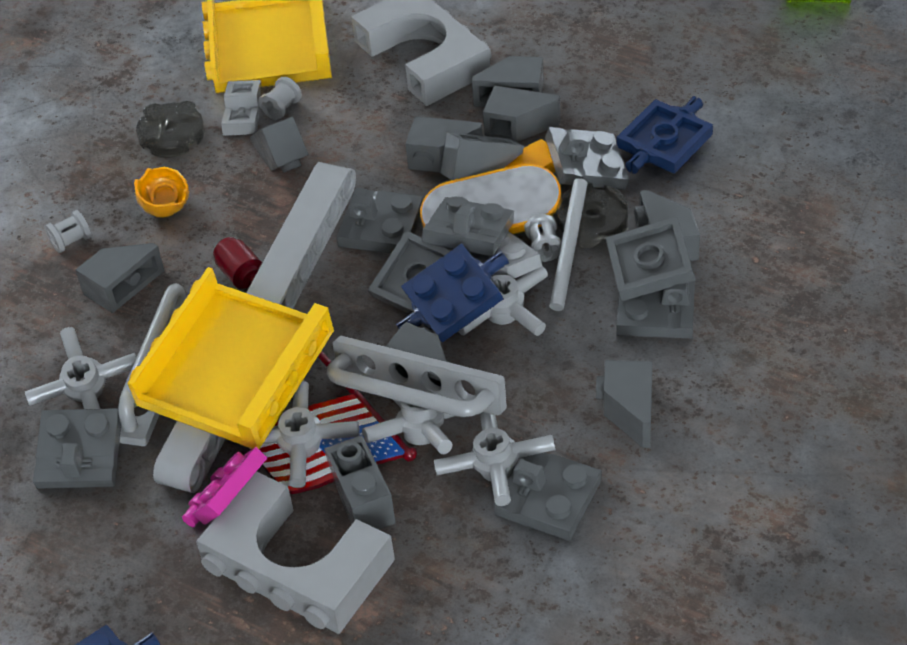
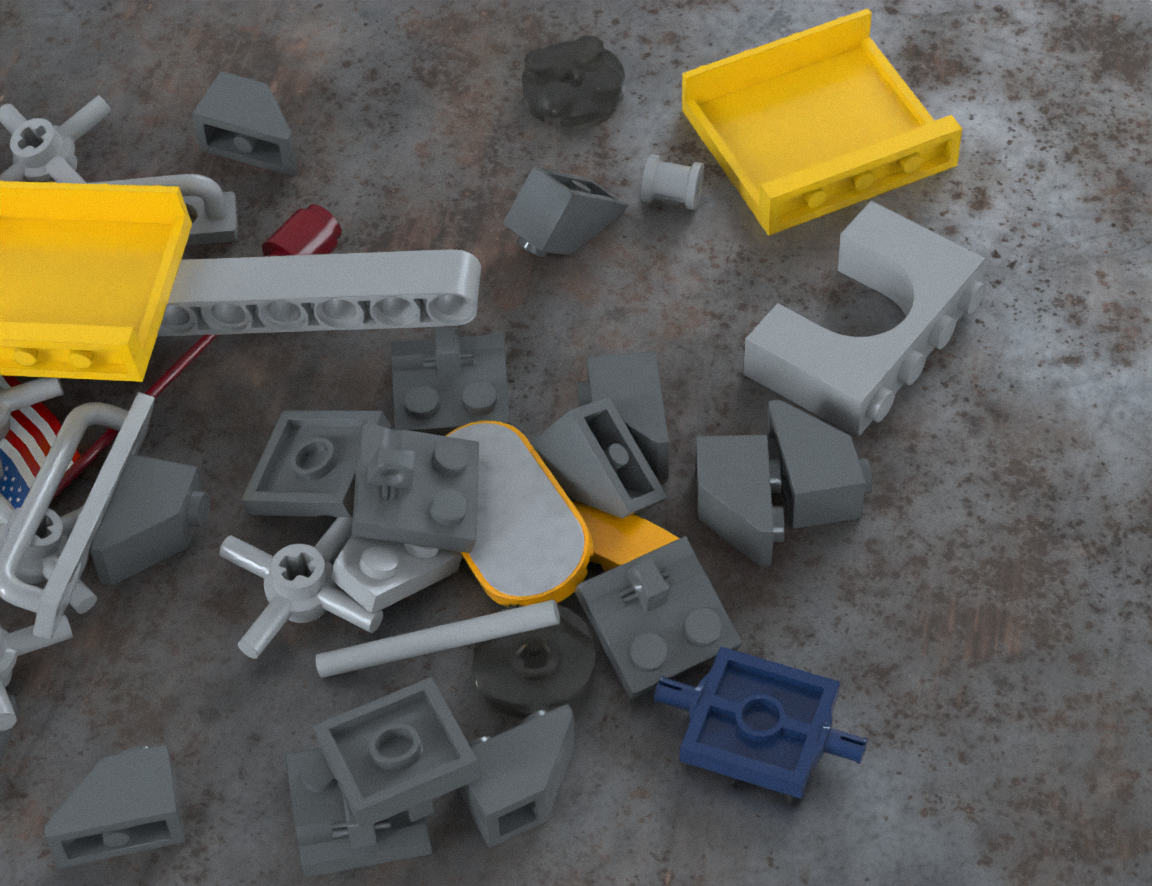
camera: 70 degrees right, 5 degrees up
(68, 231) = (303, 48): light grey bush -> none
(161, 191) = (416, 111): light orange hair -> none
(241, 107) = (624, 153): light grey slope -> none
(453, 292) = (269, 507): dark blue plate -> none
(547, 236) = (456, 601): light grey bush -> none

